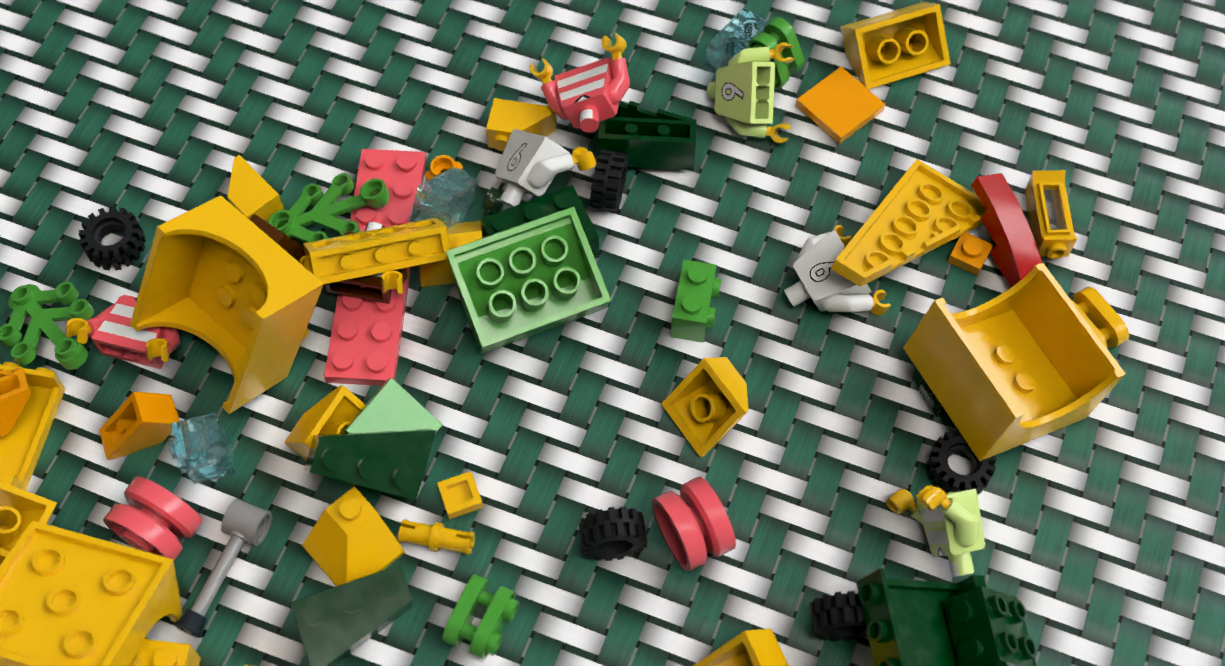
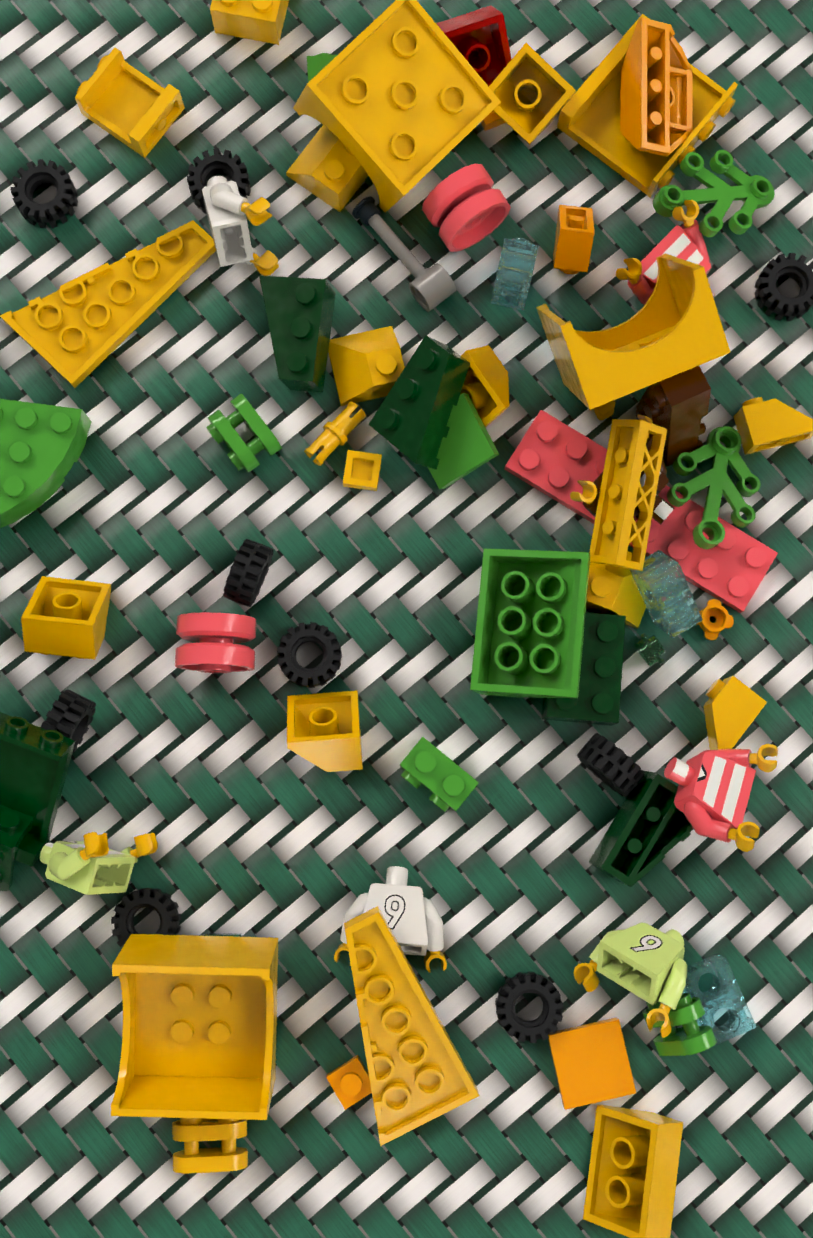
camera: 115 degrees right, 20 degrees up
(532, 163) = (658, 695): white torso -> none
(654, 434) = (309, 633): none -> black tyre
(829, 144) = (550, 1014): none -> black tyre
(1006, 223) = (338, 1131): slope -> none
(1050, 213) = (344, 1191): yellow window -> none

